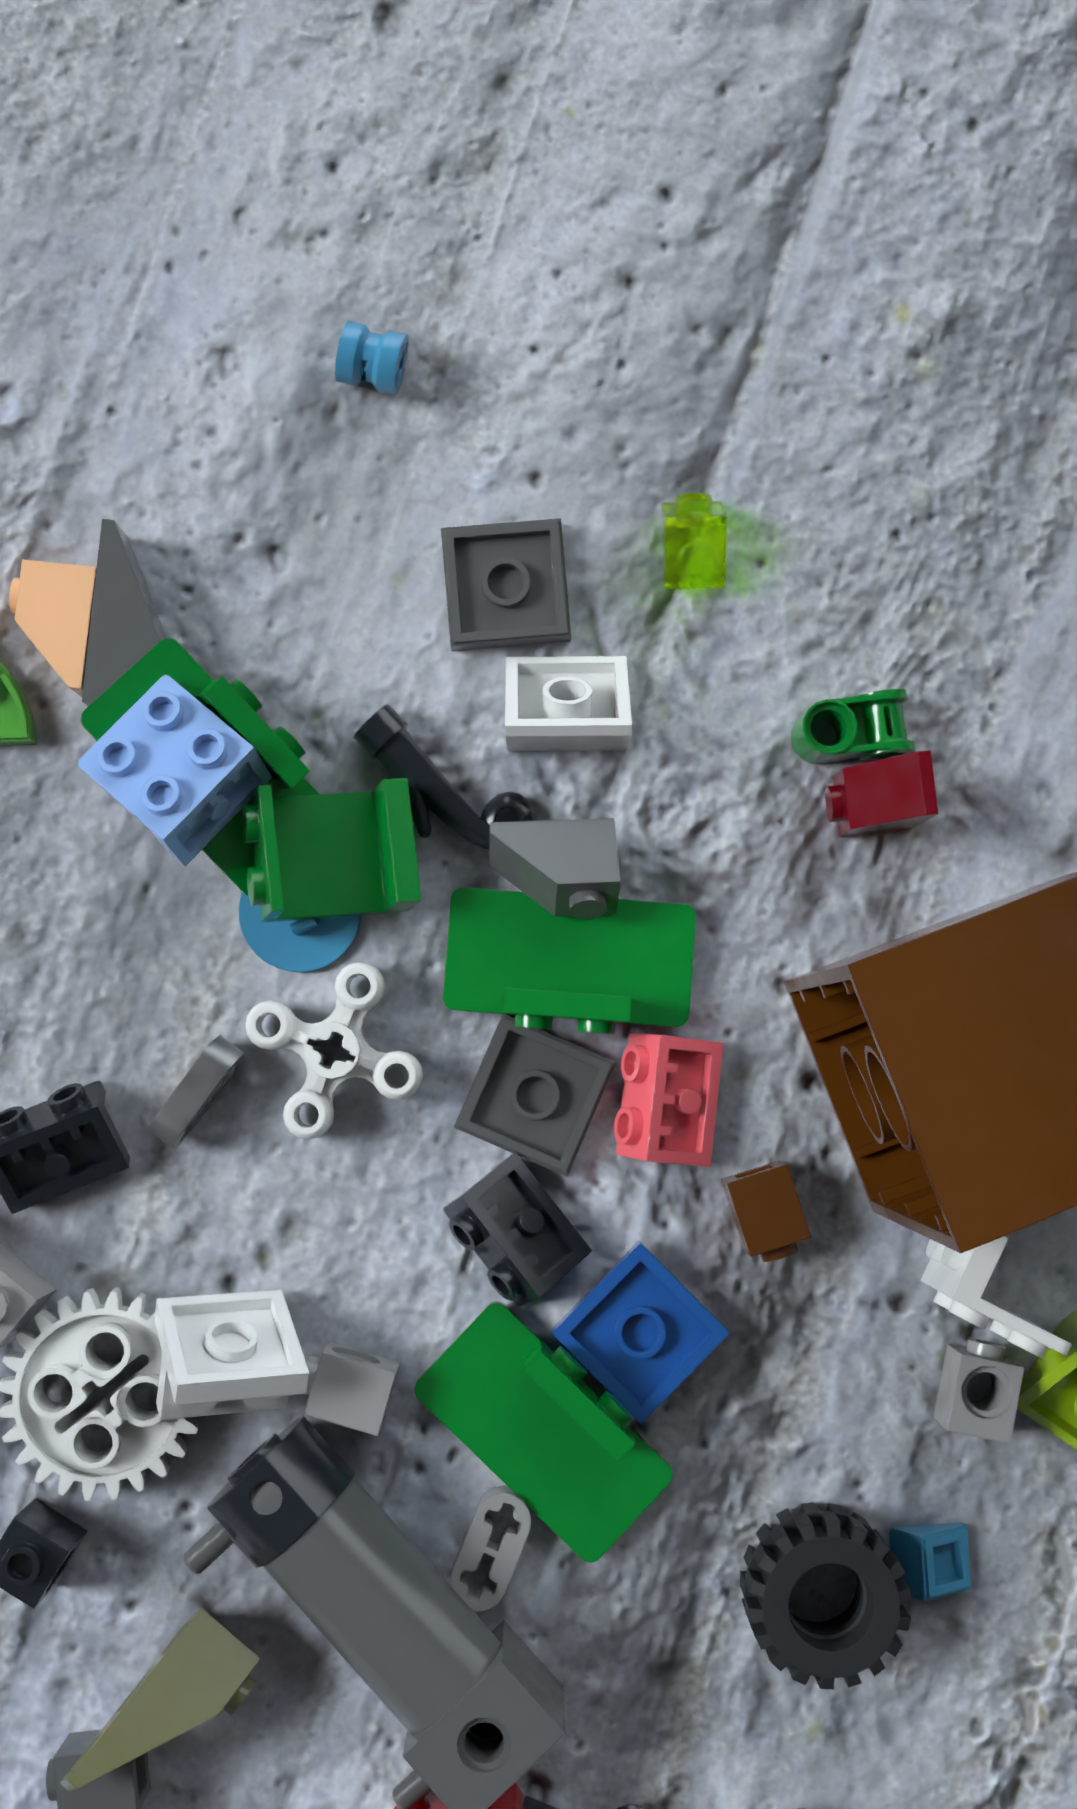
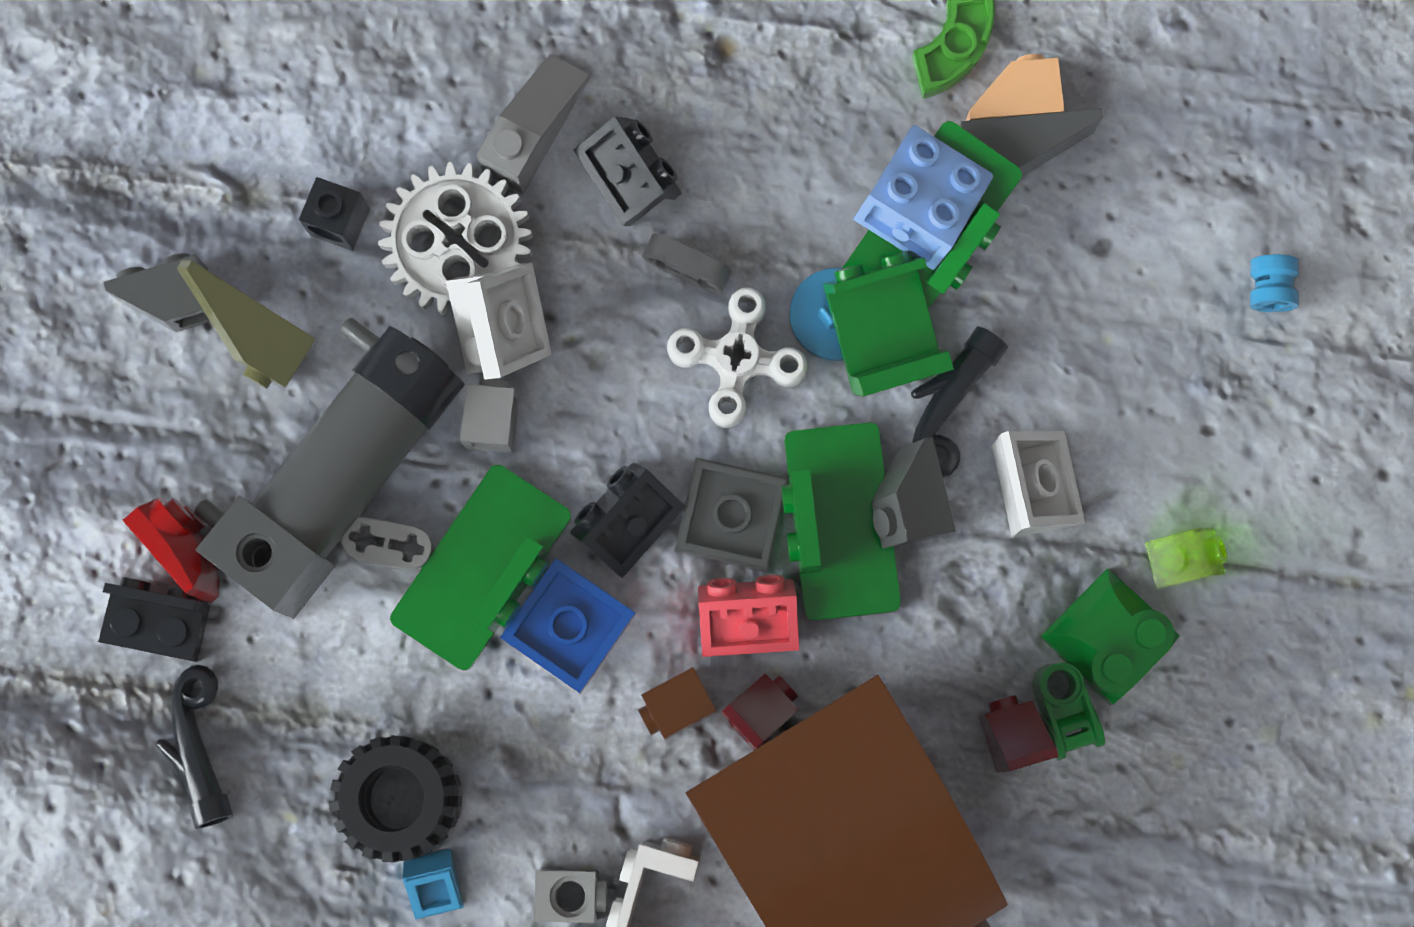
camera: 85 degrees right, 5 degrees down
(506, 584) = (1121, 420): dark grey tile -> none
(774, 654) = (1111, 636): none -> green slope
(797, 1108) = (761, 709): none -> slope

